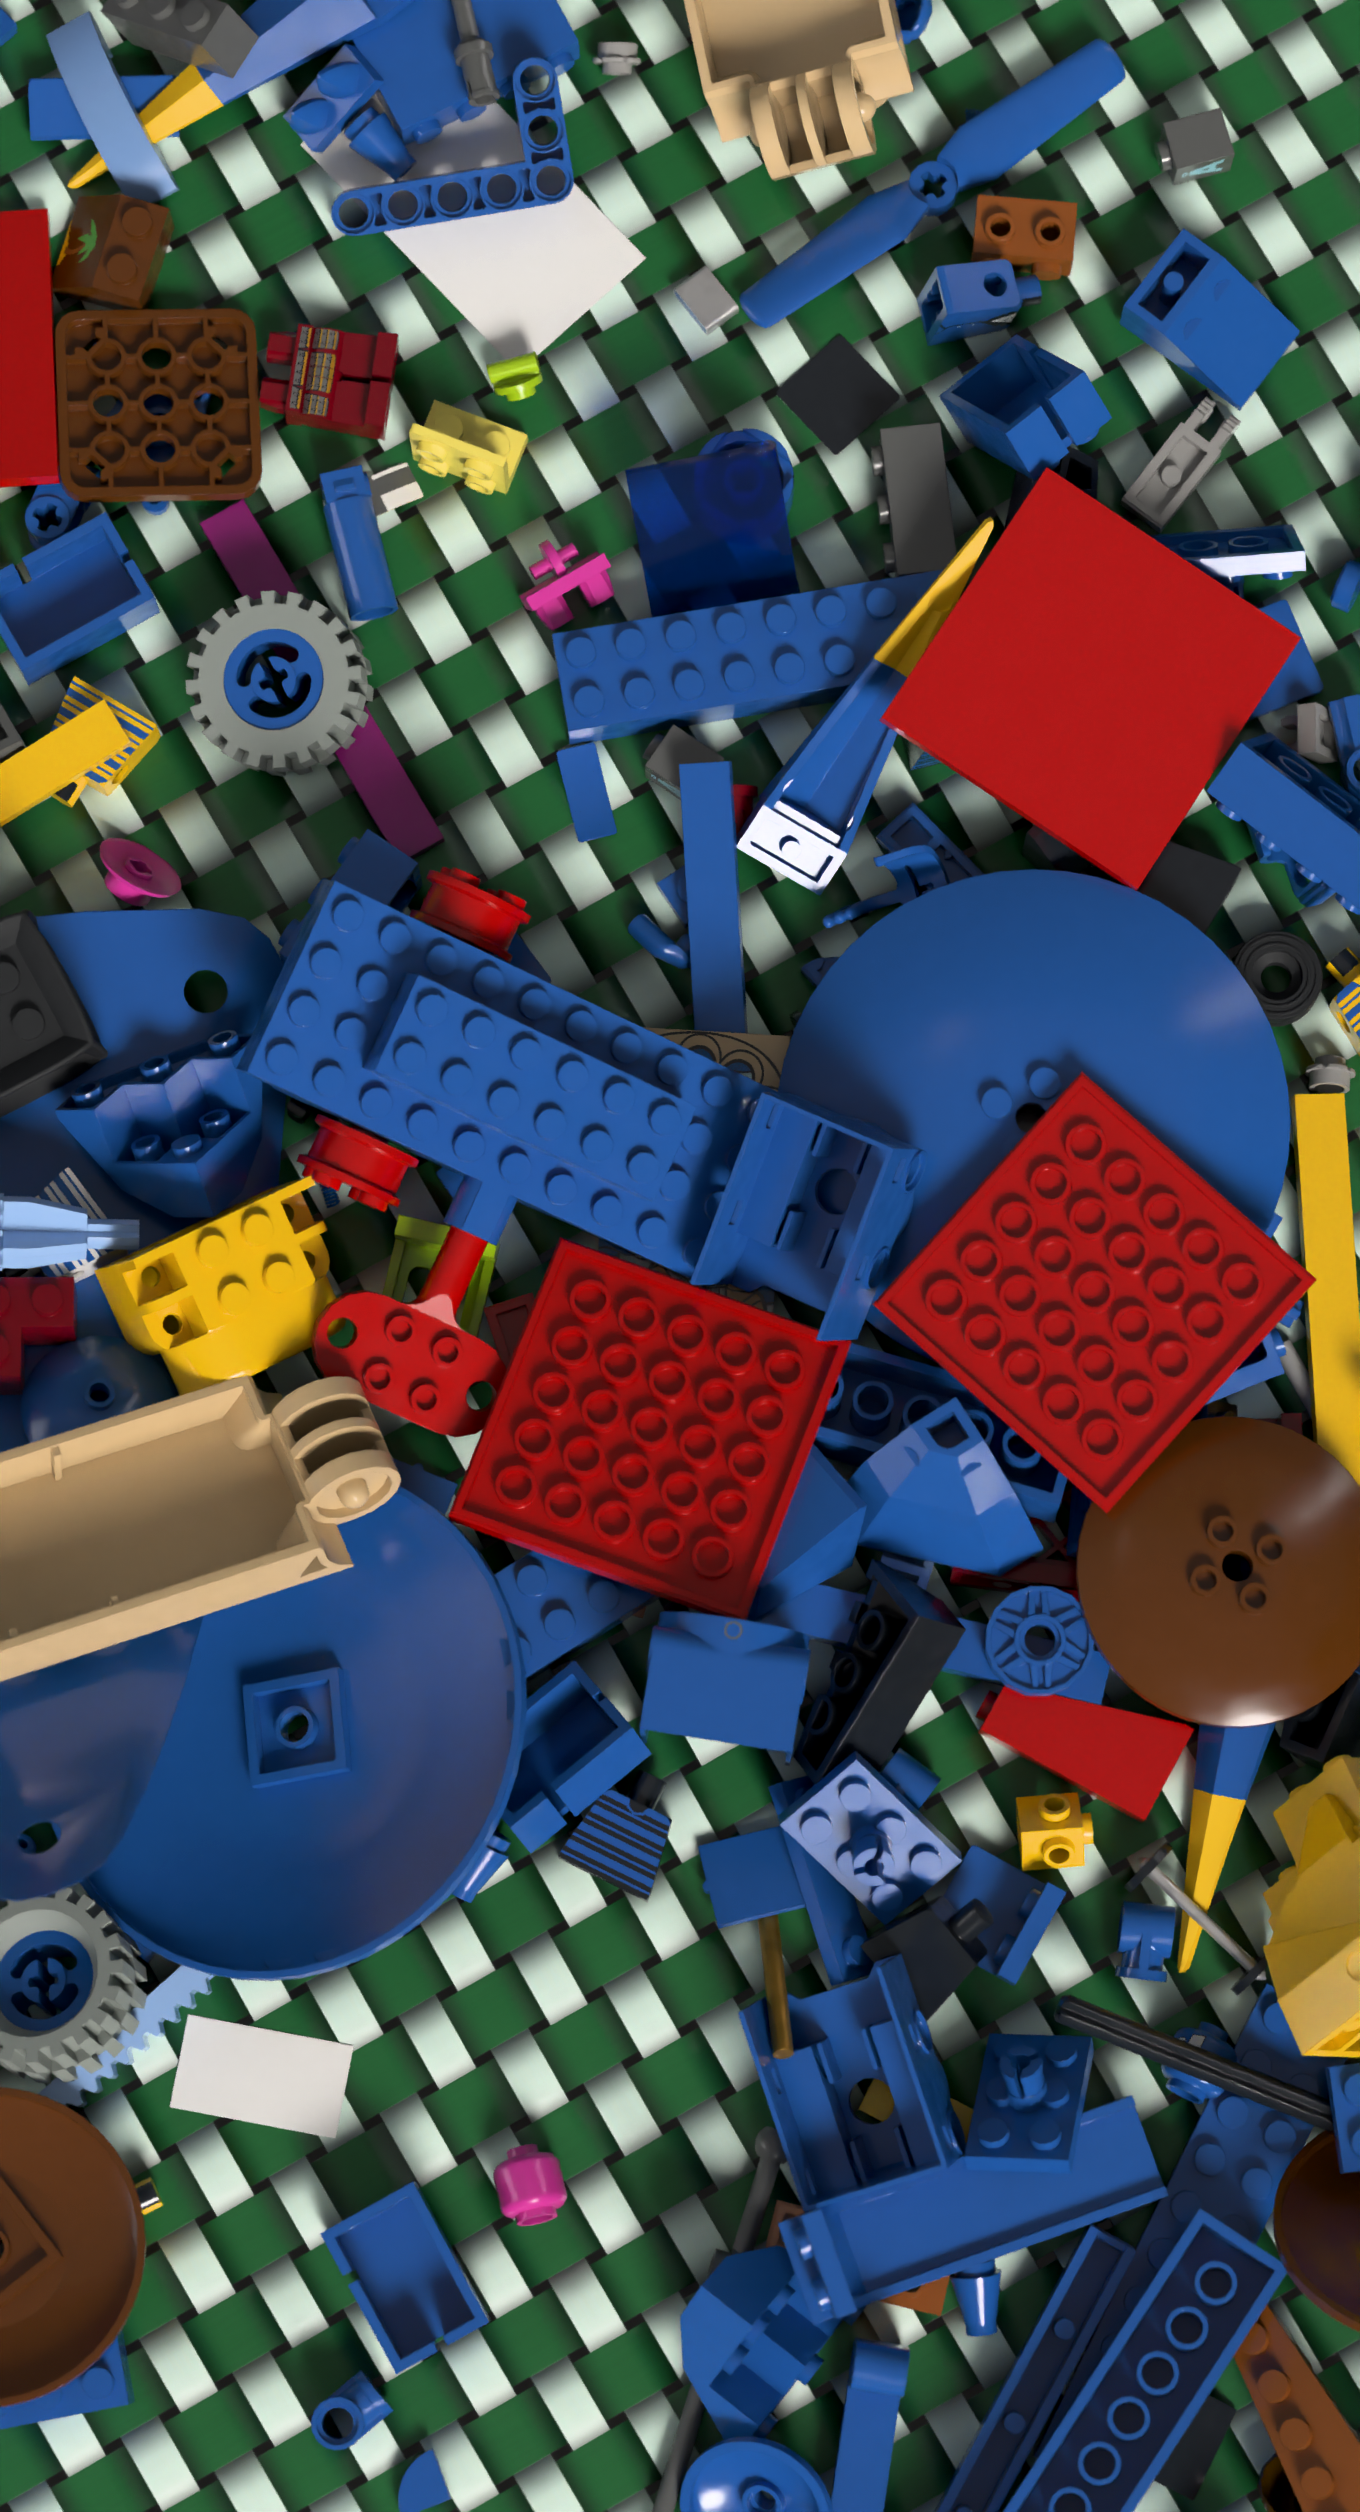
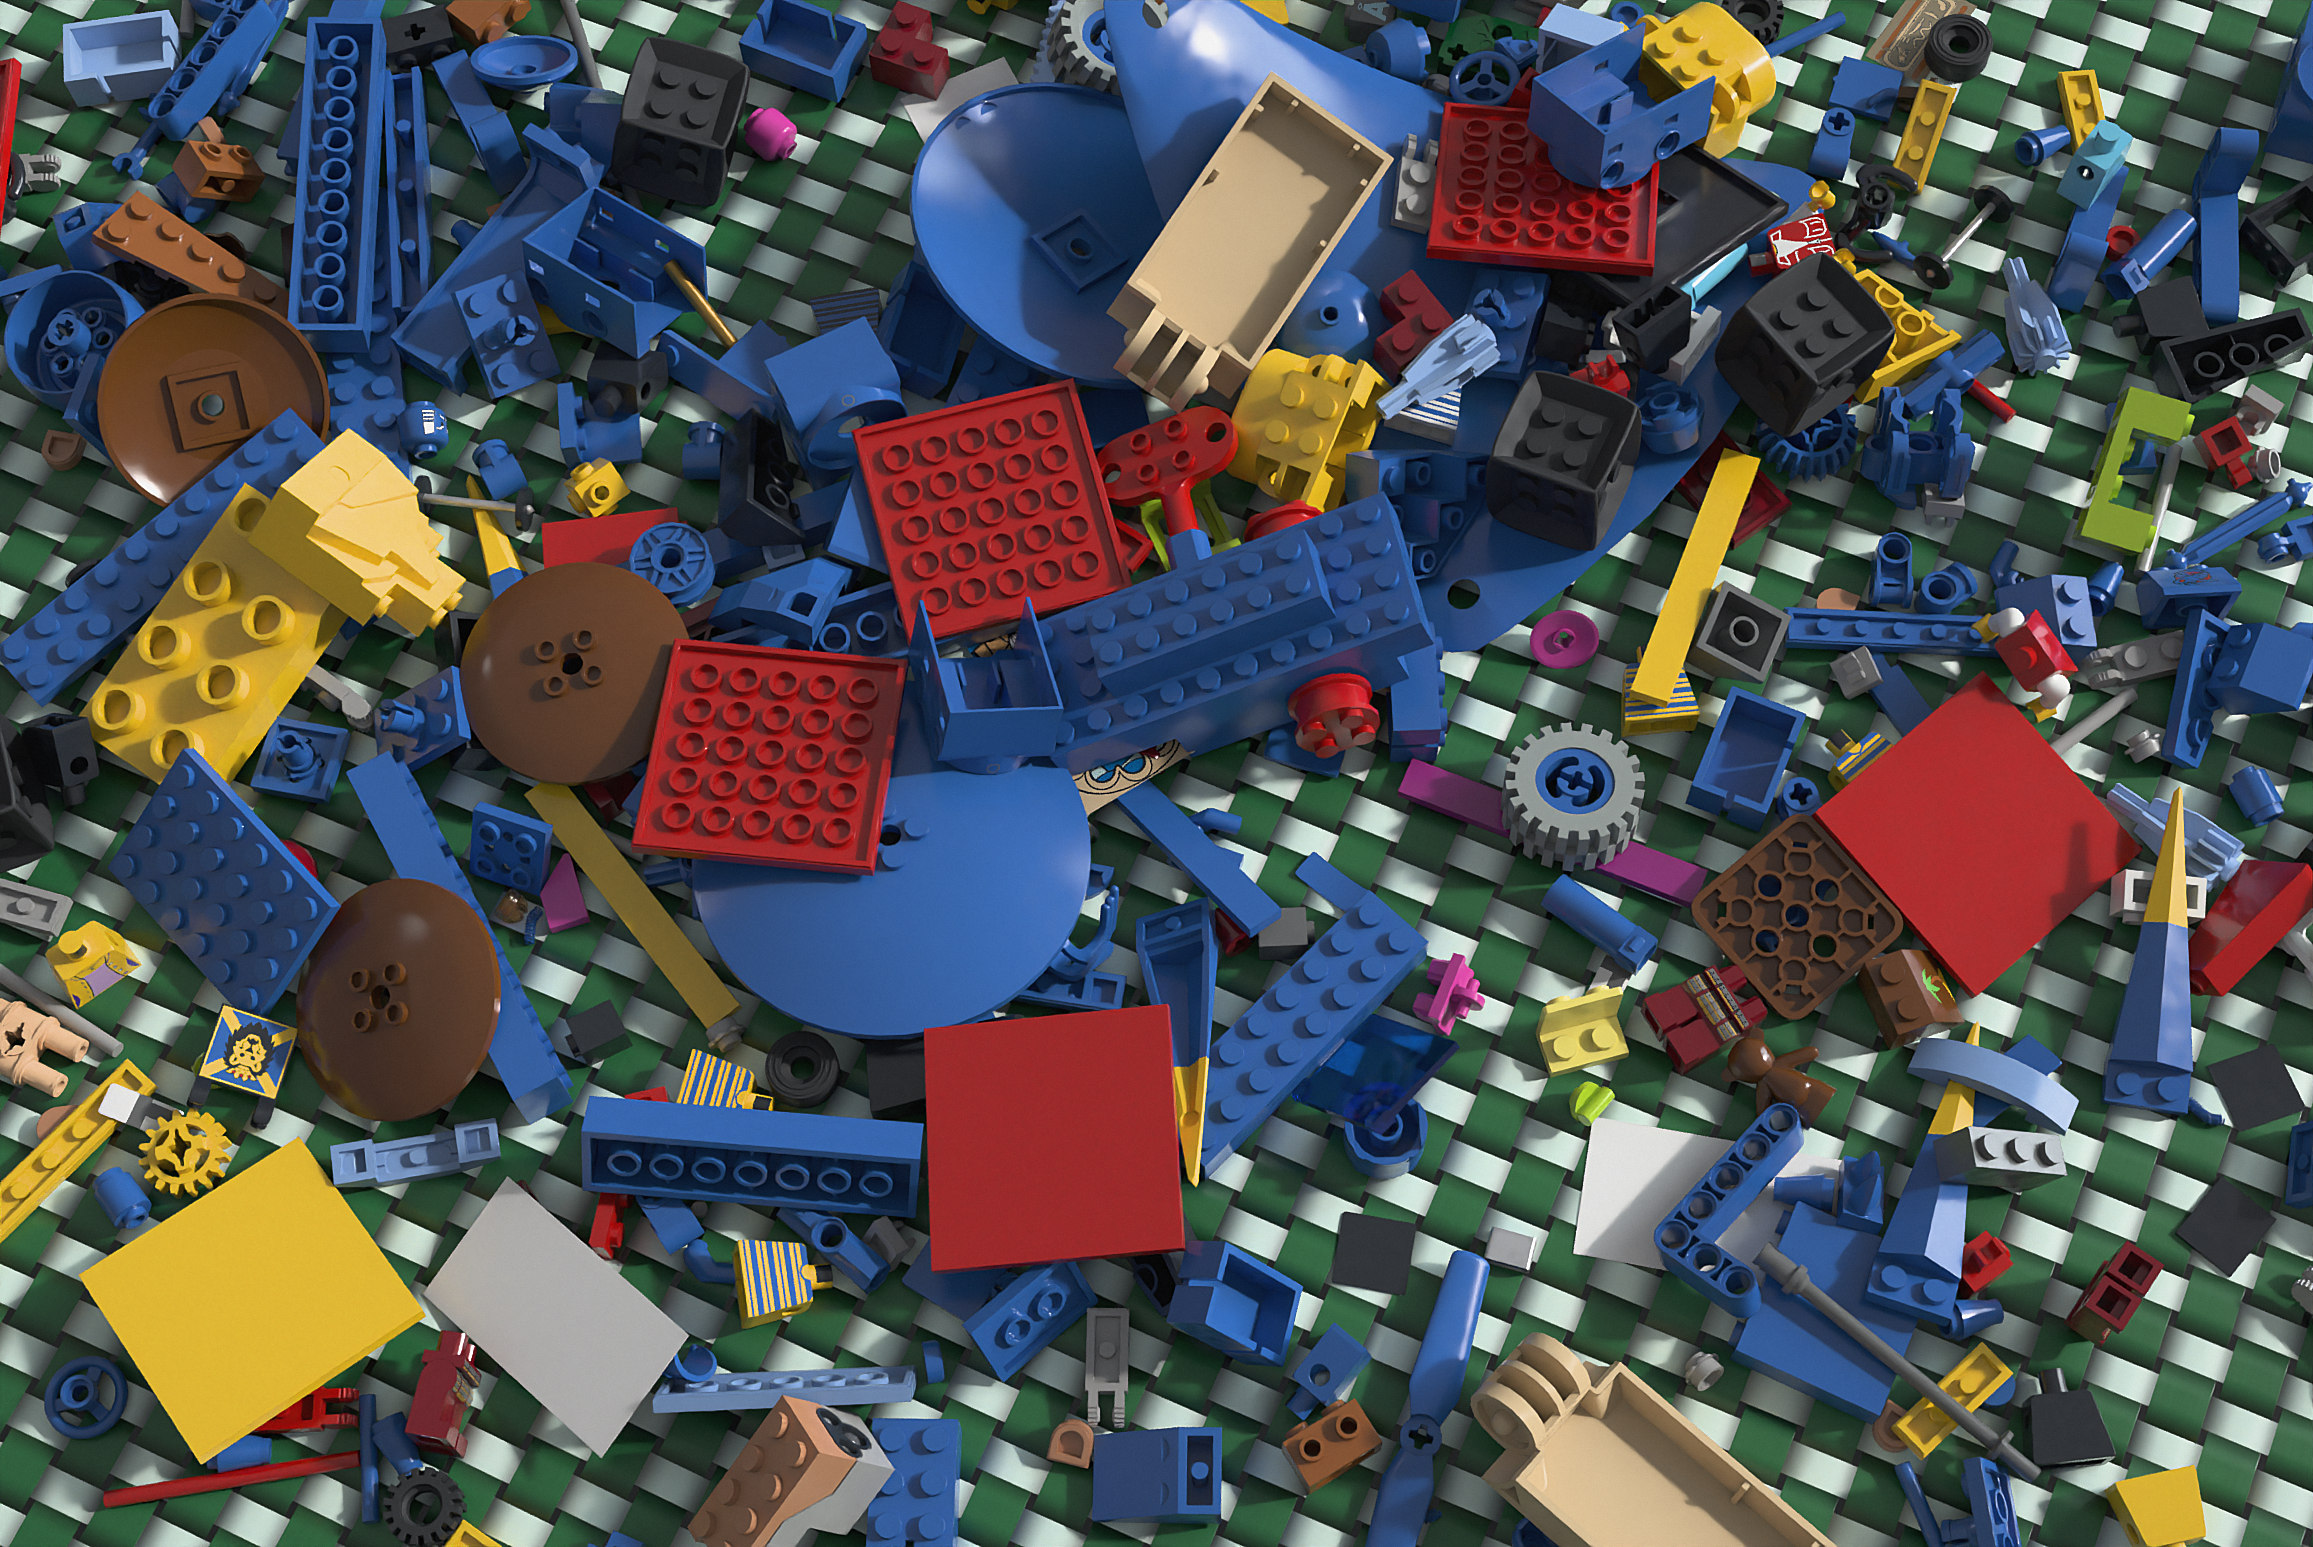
camera: 145 degrees right, 15 degrees down
(299, 2180) = (906, 56): none -> dark red brick
(311, 258) = (1754, 1063): none -> reddish brown piece
(634, 2235) = (679, 121): none -> black piece
(870, 1838) = (699, 407): plate -> none
(914, 499) = (1263, 1206): dark grey brick -> none
(1194, 2061) = (430, 405): black axle -> none
(1268, 416) = (1072, 1443): none -> nougat tile

